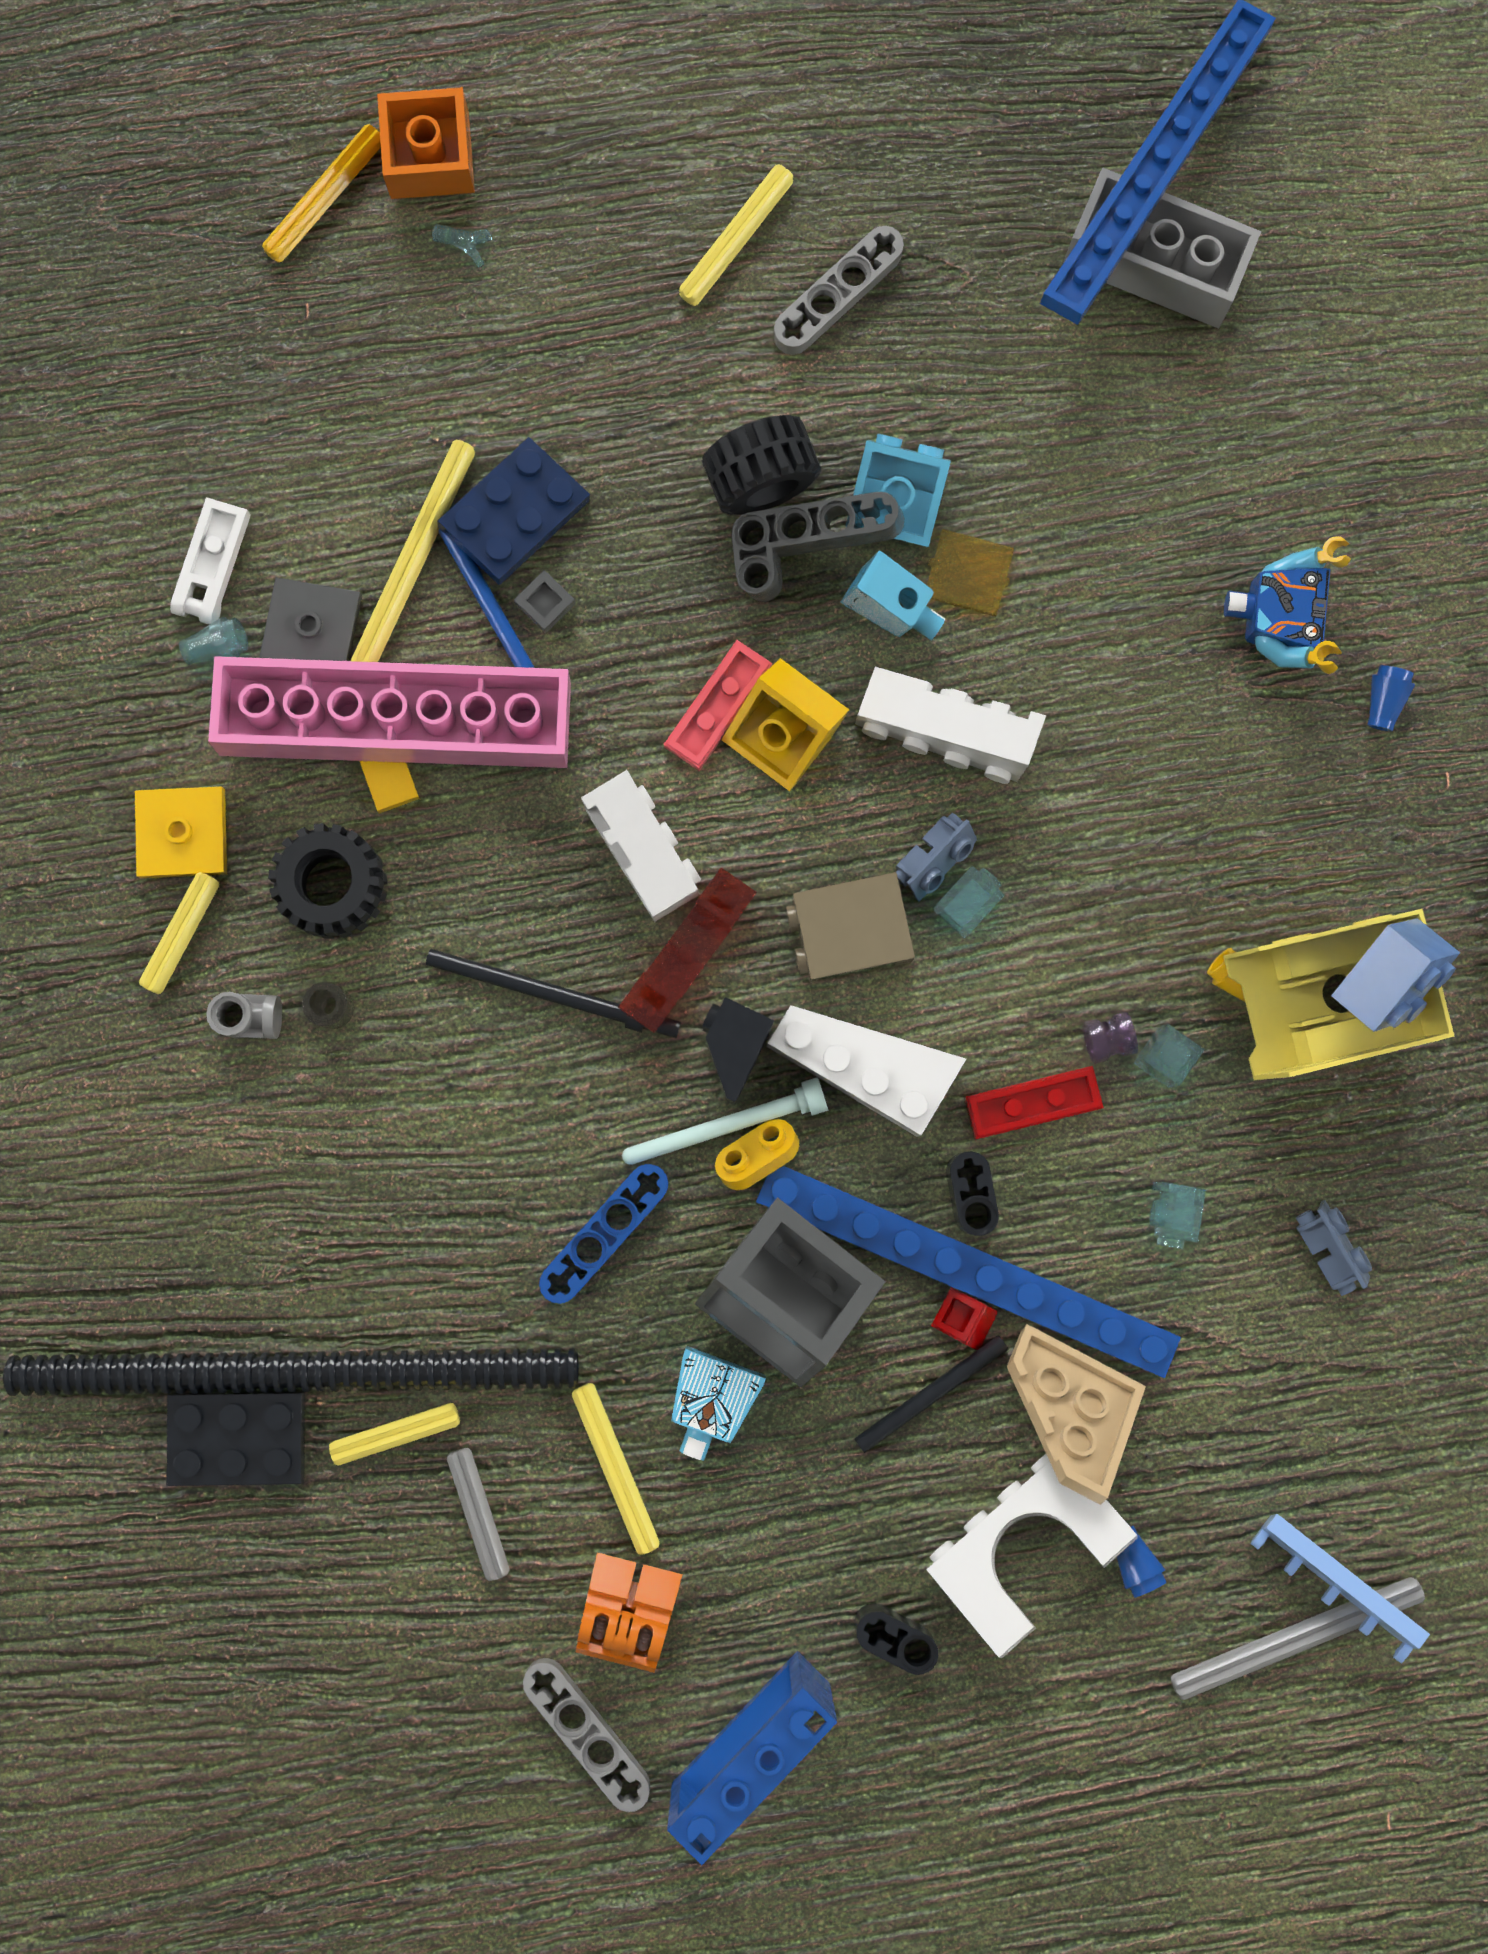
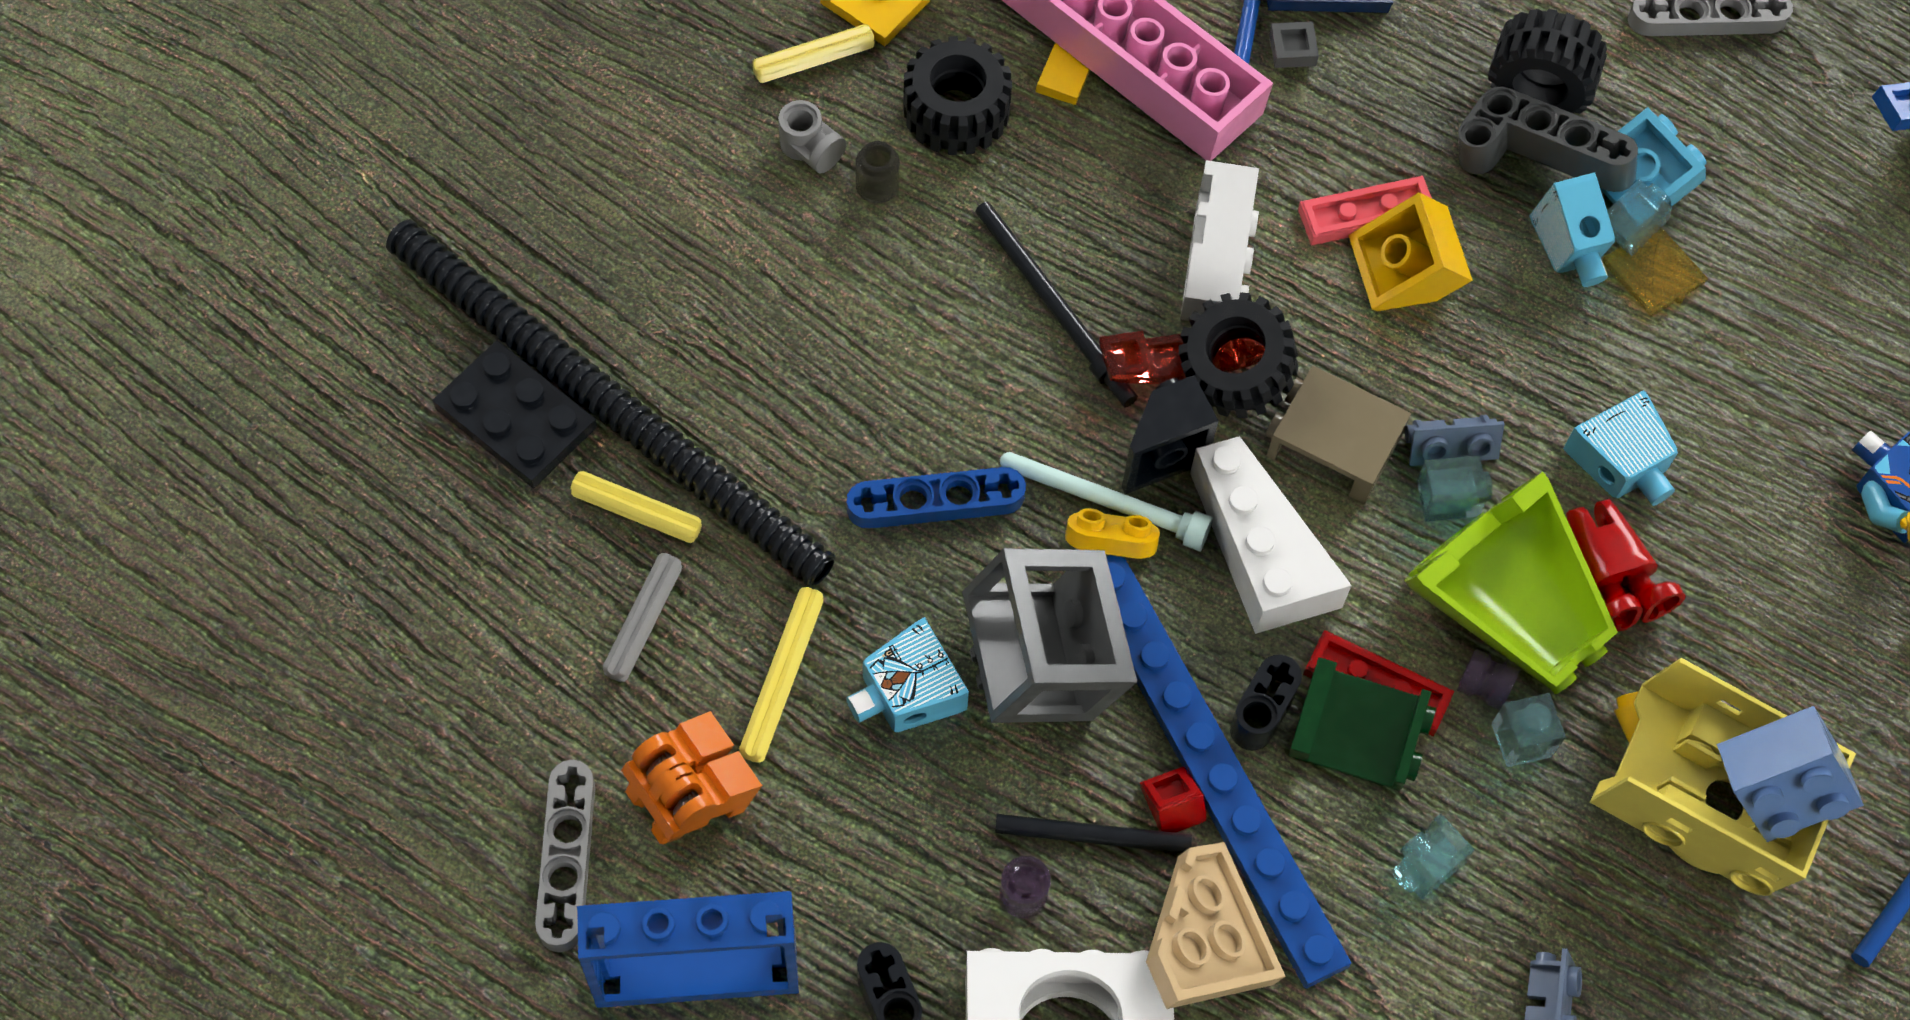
camera: 40 degrees right, 20 degrees down
(724, 973) = (1233, 321): none -> black tyre
(923, 1488) = (1028, 877): none -> clear purple wheel
(930, 547) = (1639, 215): none -> clear light blue brick
(949, 725) = (1547, 349): white wedge -> none
(1052, 1153) = (1361, 727): none -> dark green panel
(1069, 759) = (1626, 449): none -> medium azure torso
(1075, 952) = (1521, 586): none -> lime cone
(1125, 858) = (1619, 557): none -> red piece

